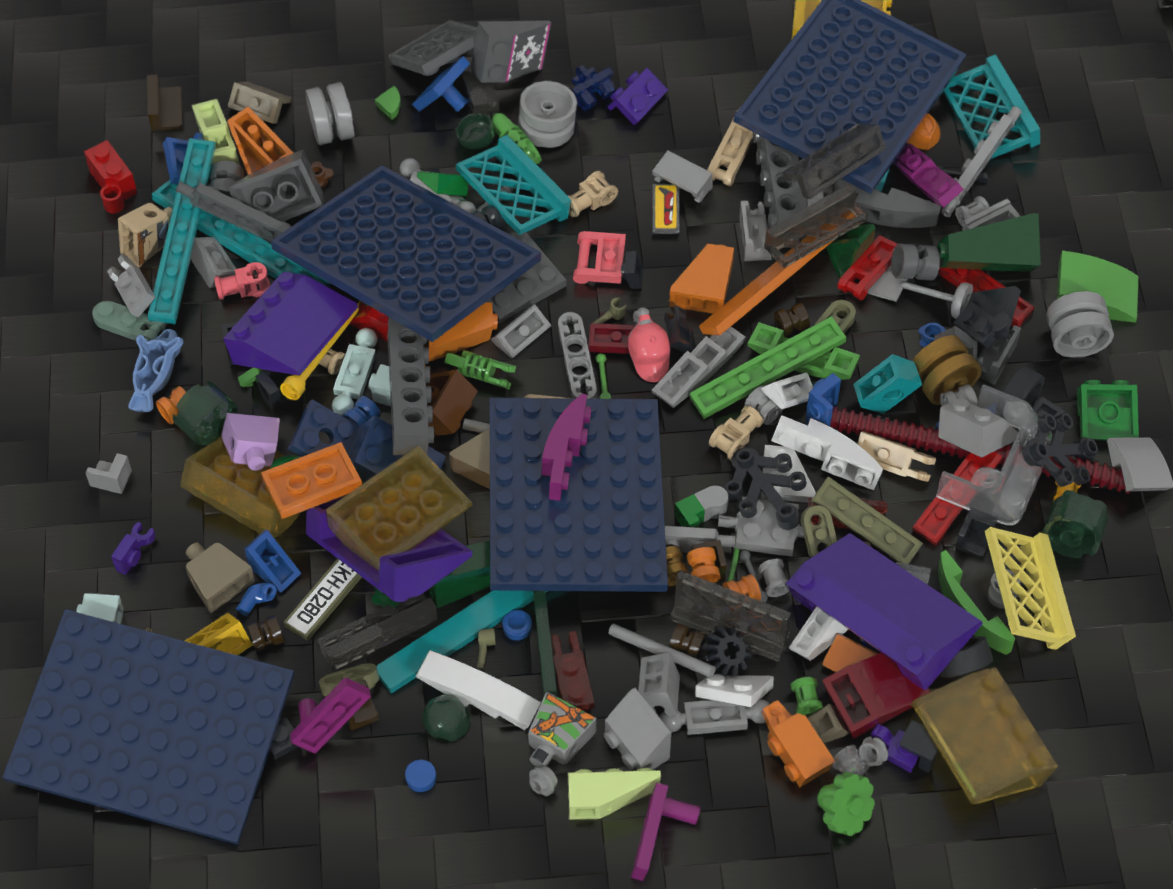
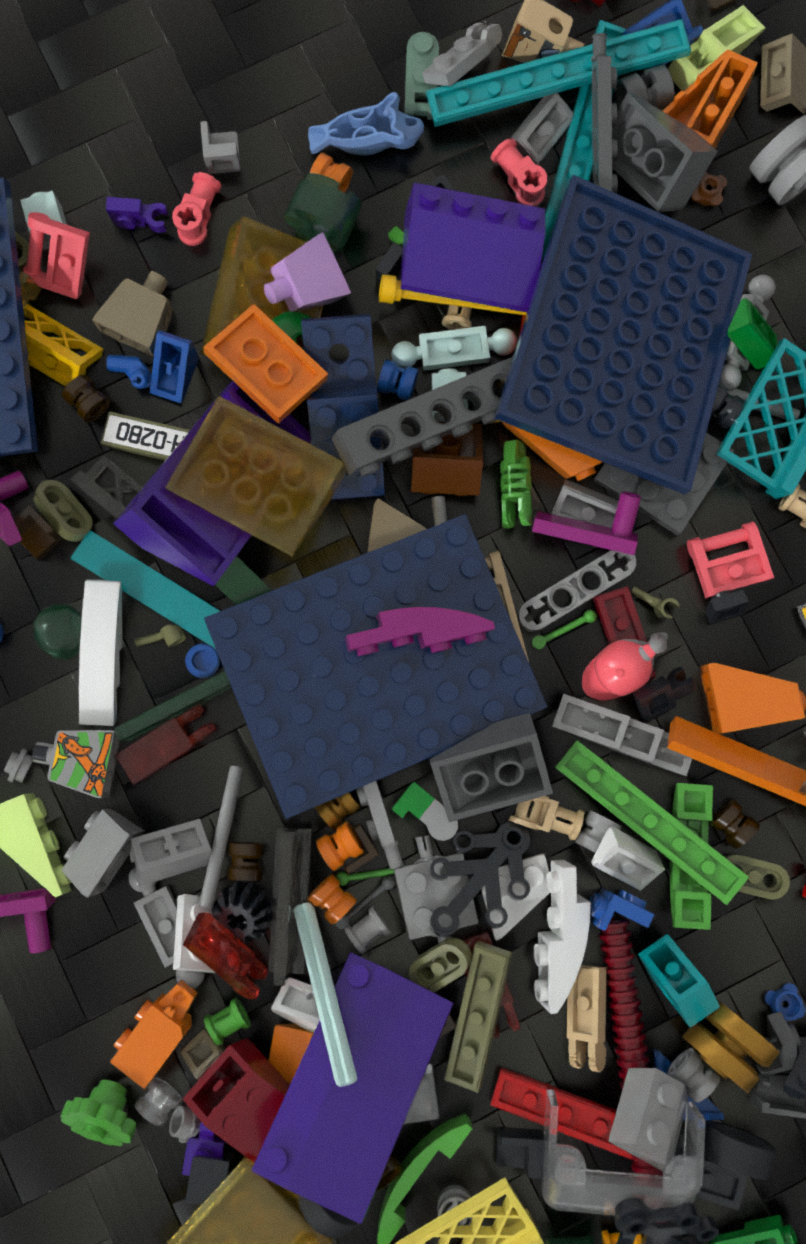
camera: 65 degrees right, 25 degrees up
(143, 601) = (65, 257): none -> coral plate
(152, 505) = (194, 211): none -> coral connector
(551, 314) = (617, 538): none -> magenta piece
(688, 440) = (492, 769): none -> dark grey slope
(755, 668) = (225, 955): none -> clear red hinge
(825, 599) = (325, 995): none -> light aqua axle

